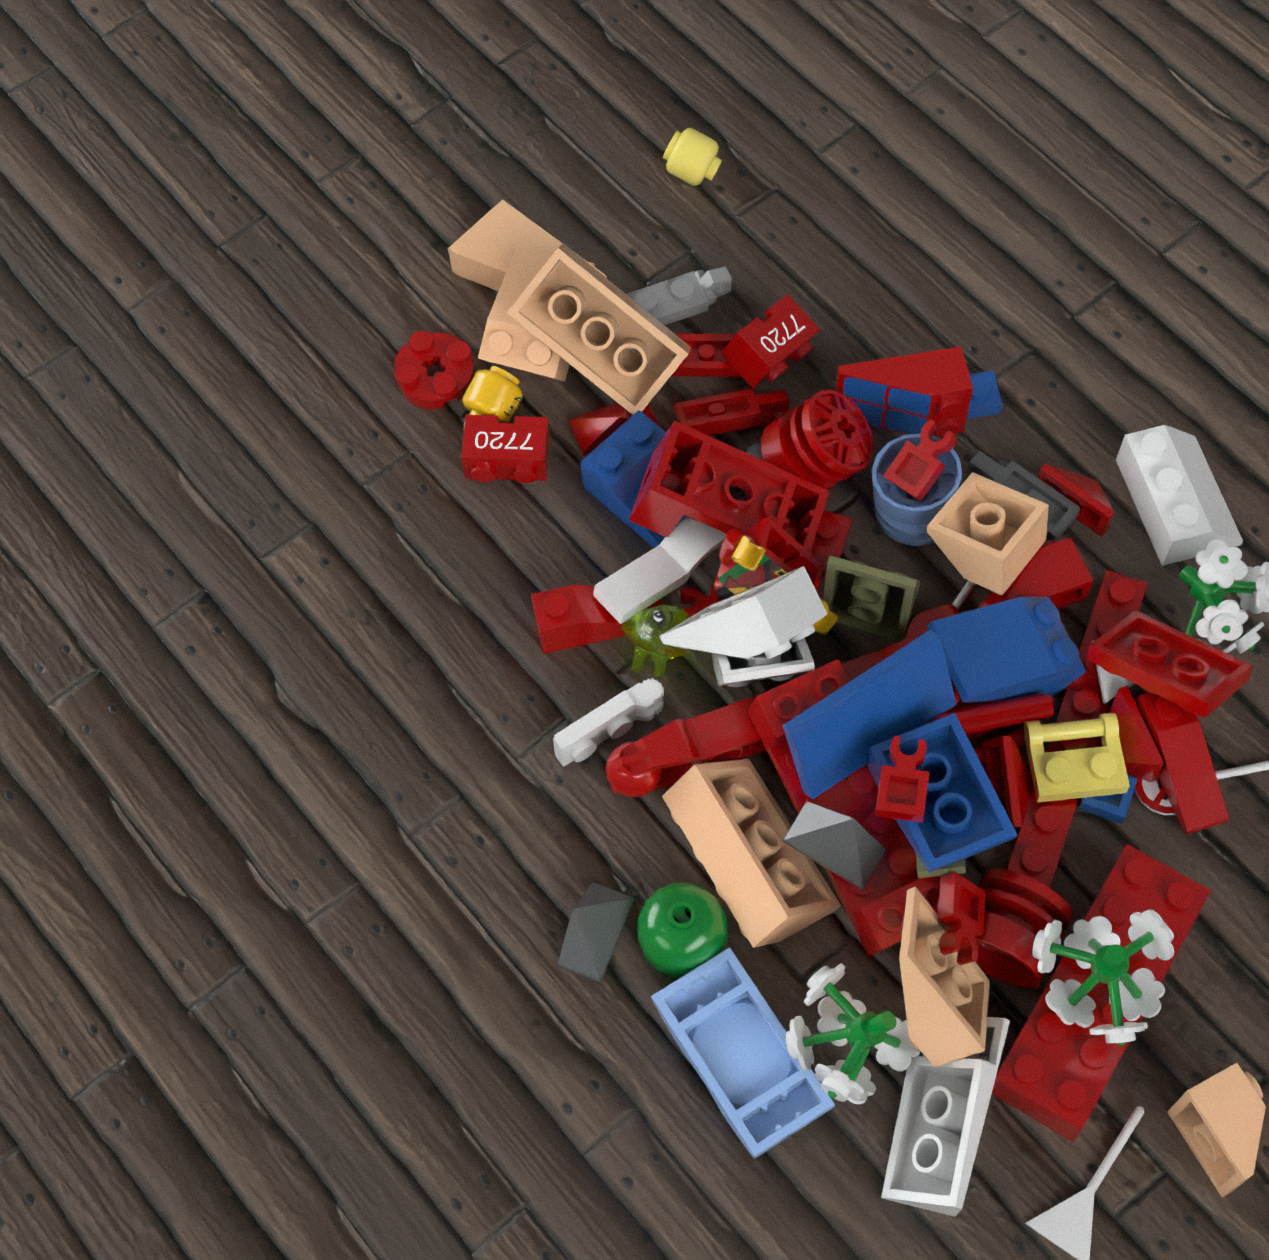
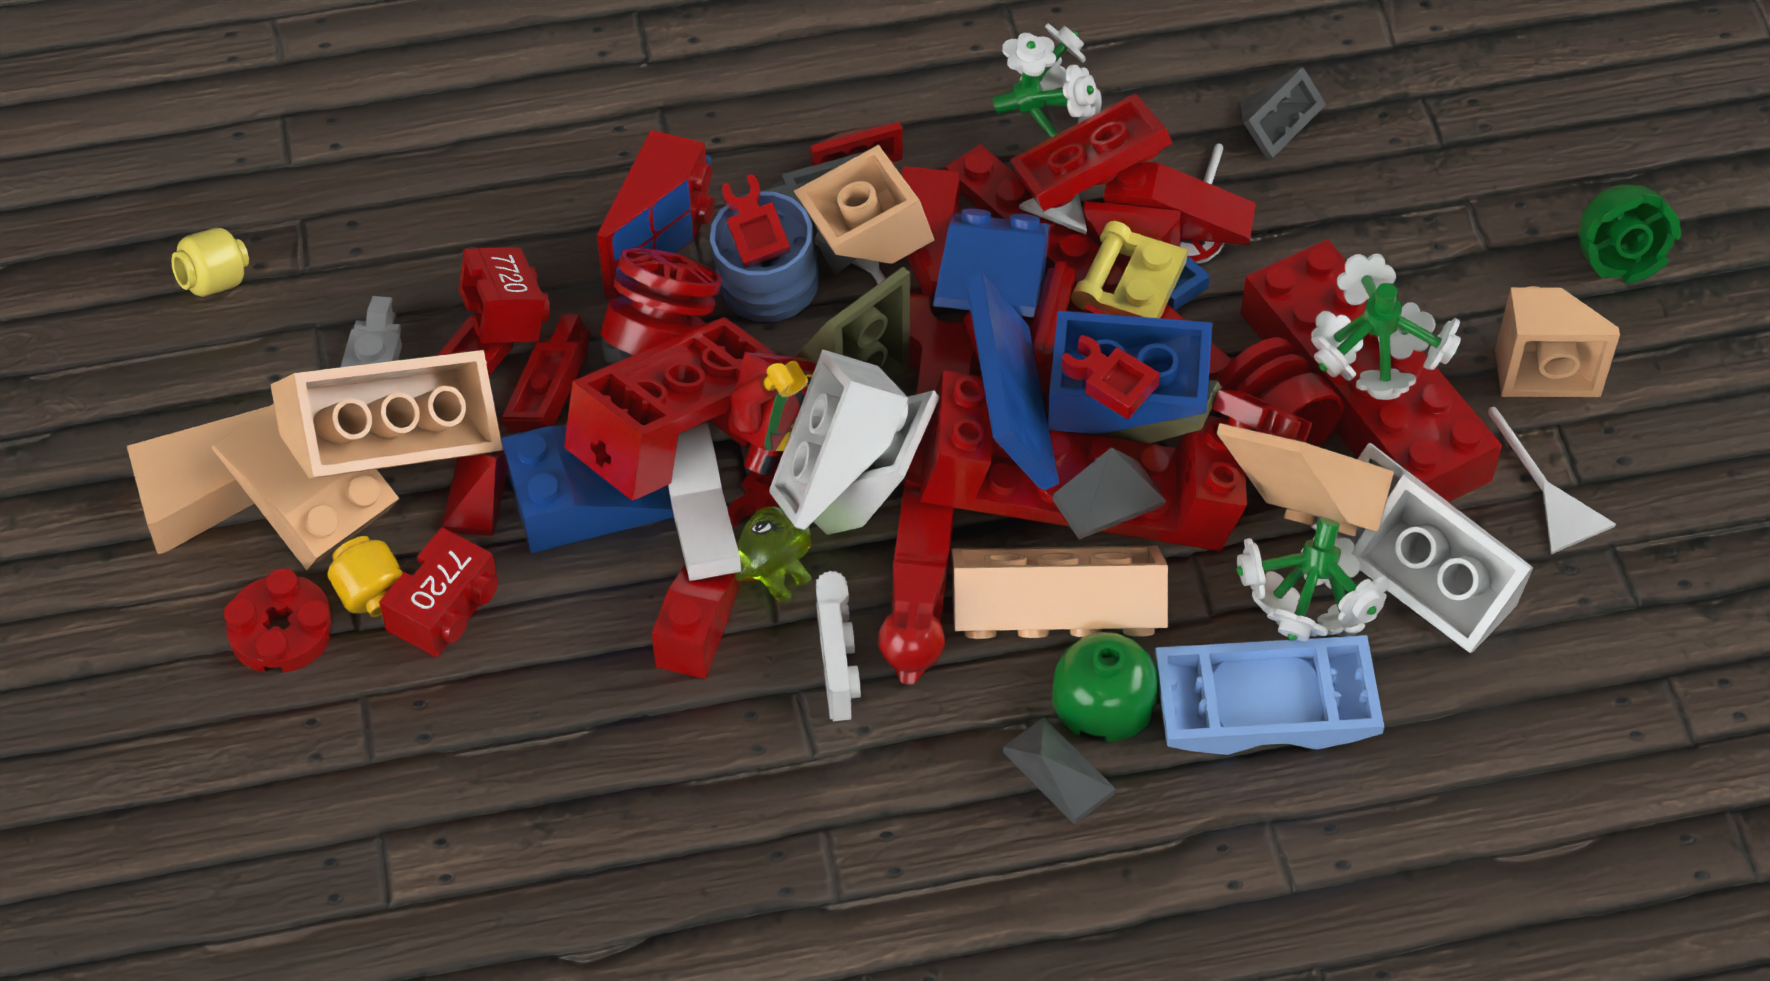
camera: 65 degrees left, 10 degrees down
(1175, 493) = (902, 83): white slope -> none

